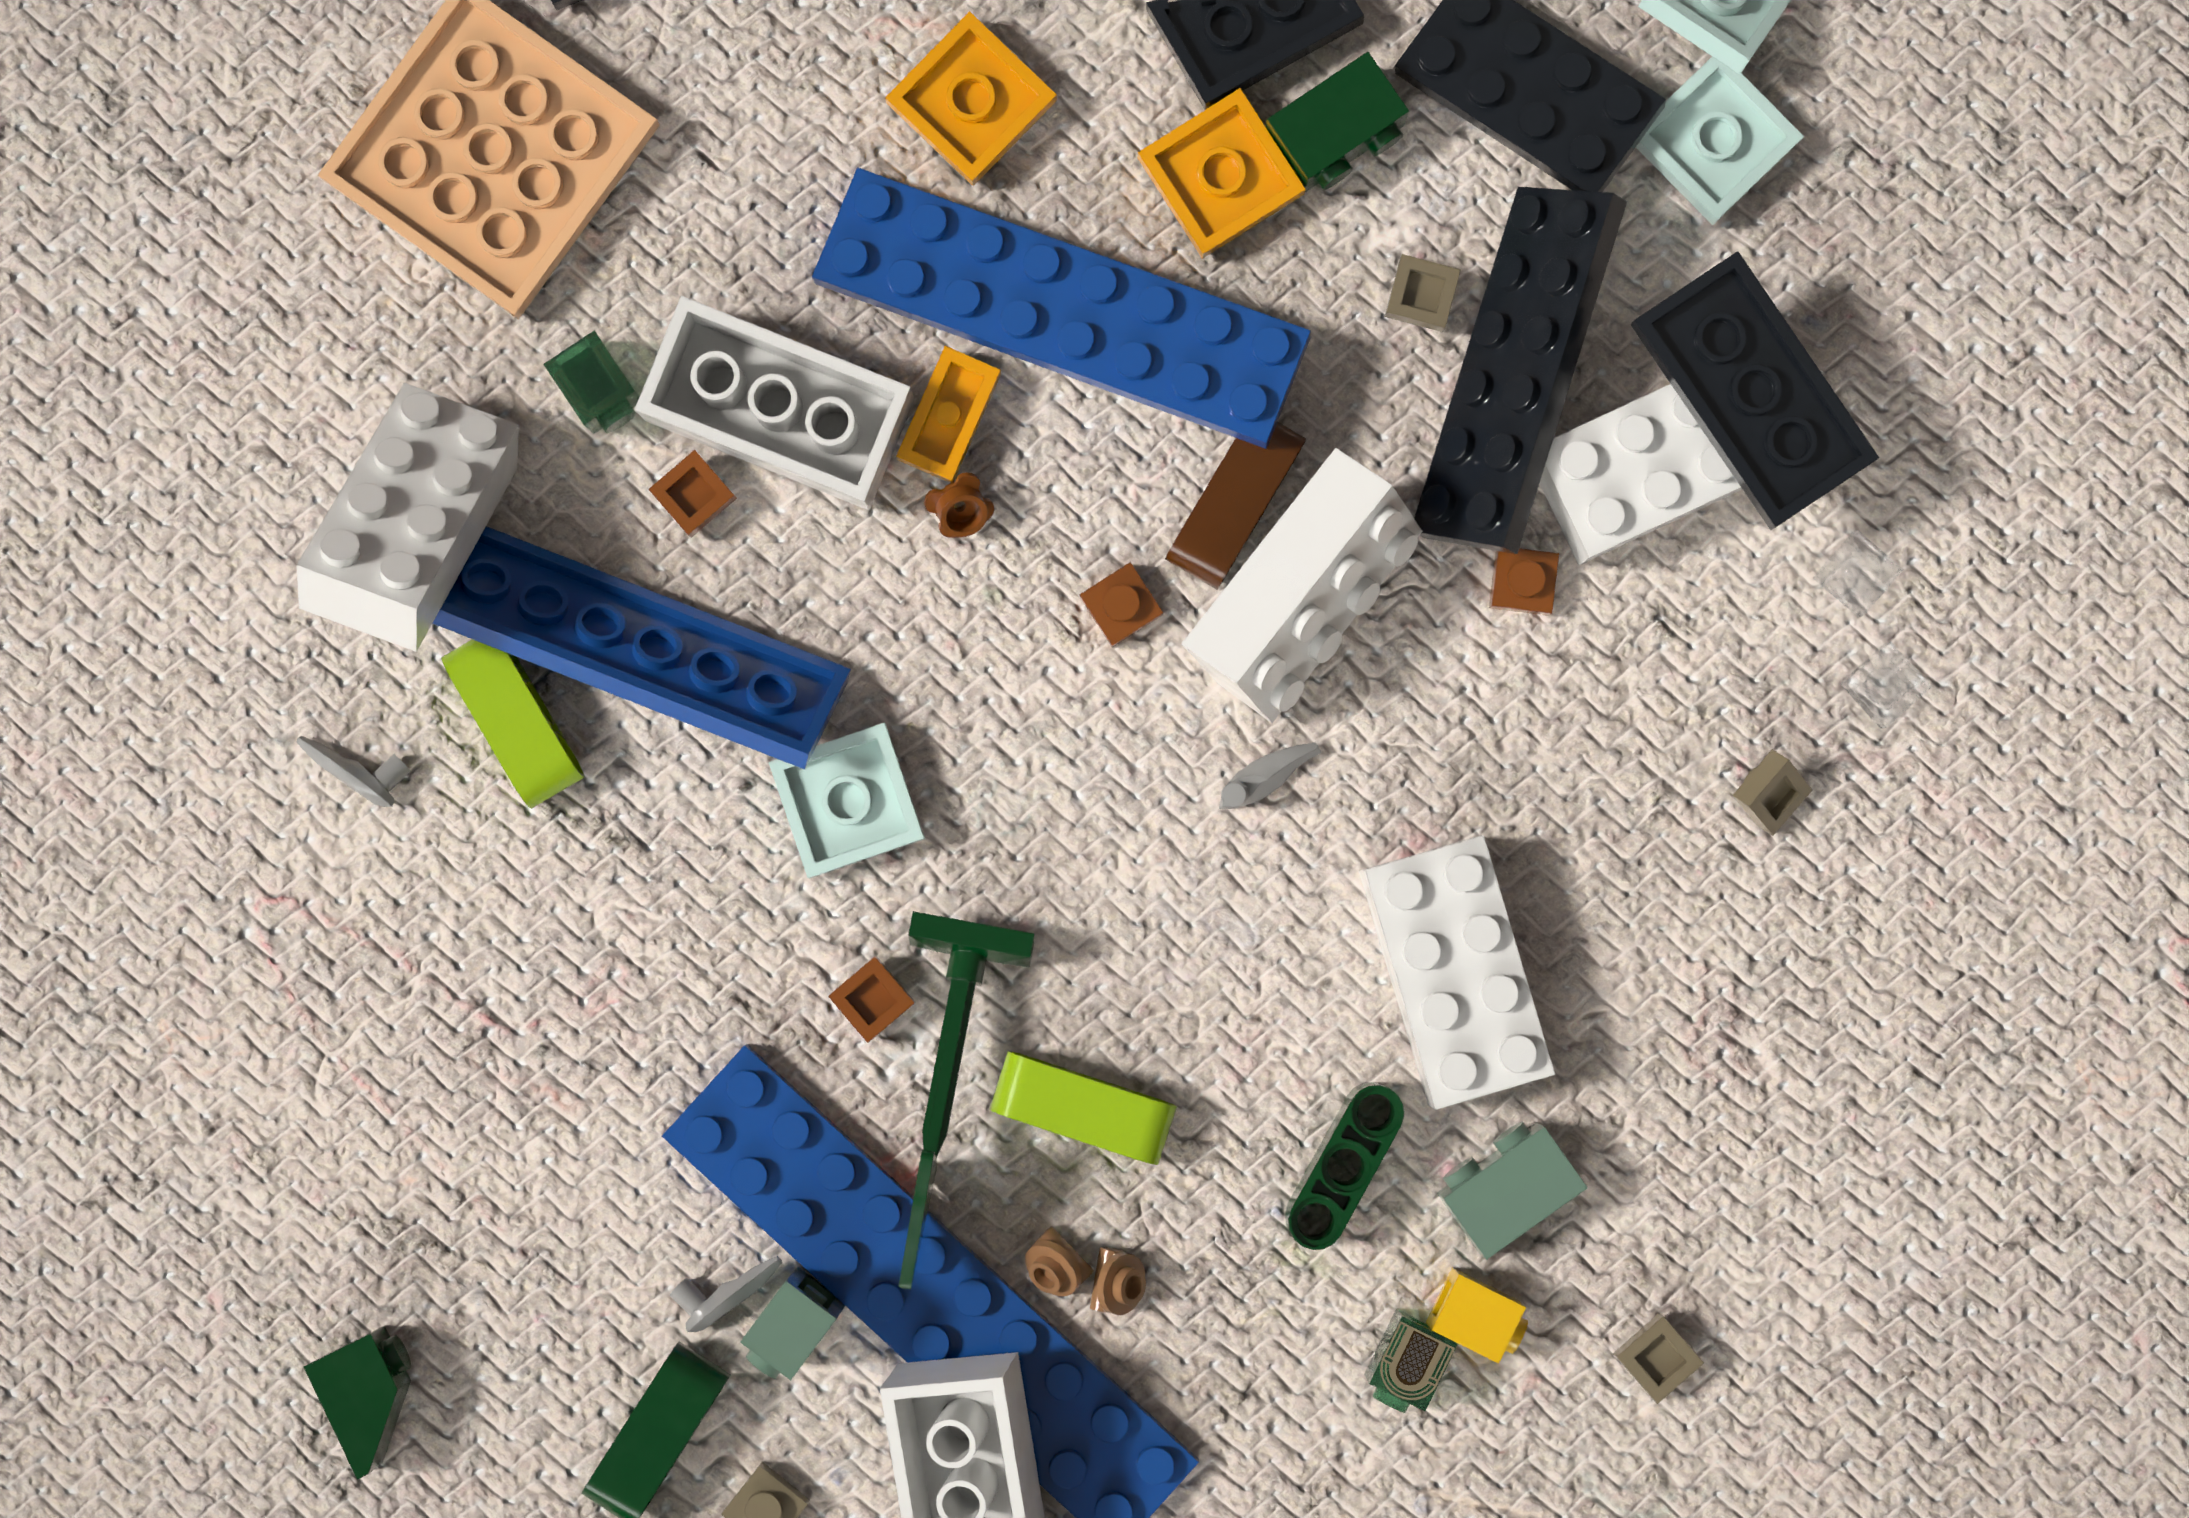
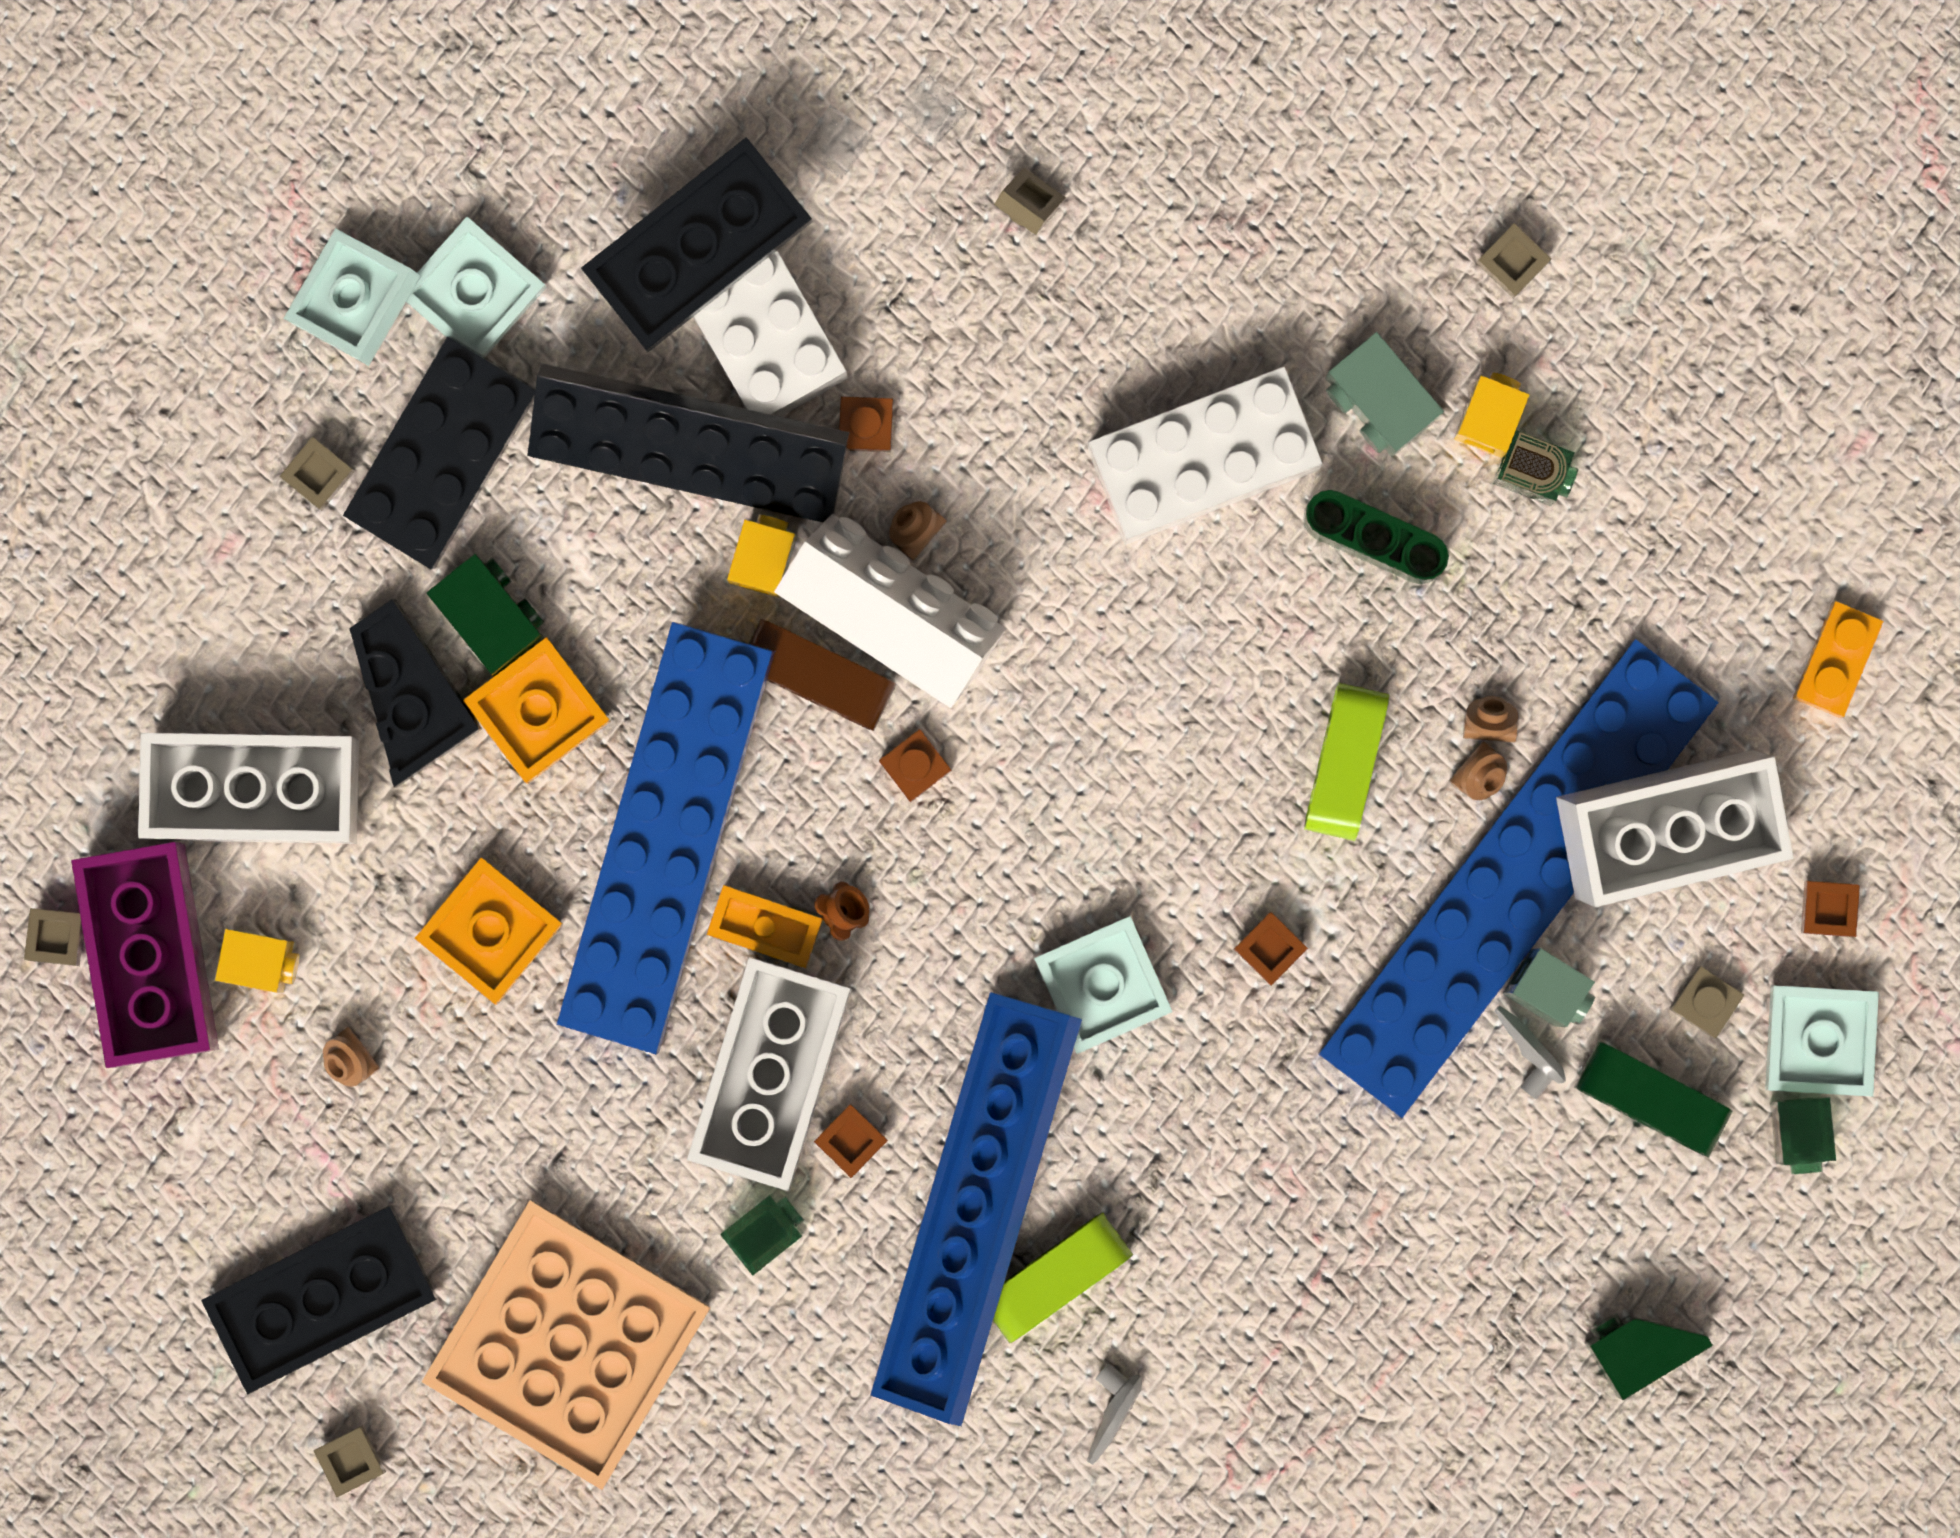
camera: 95 degrees left, 0 degrees up
(408, 517) = (895, 1373): white brick -> none
(969, 949) = (1220, 868): dark green piece -> none
(1265, 775) = (1051, 631): light grey bar -> none
(1383, 443) = (762, 555): none -> yellow brick
(1398, 627) = (915, 527): none -> medium nougat plate
(1422, 293) = (626, 530): dark tan plate -> none

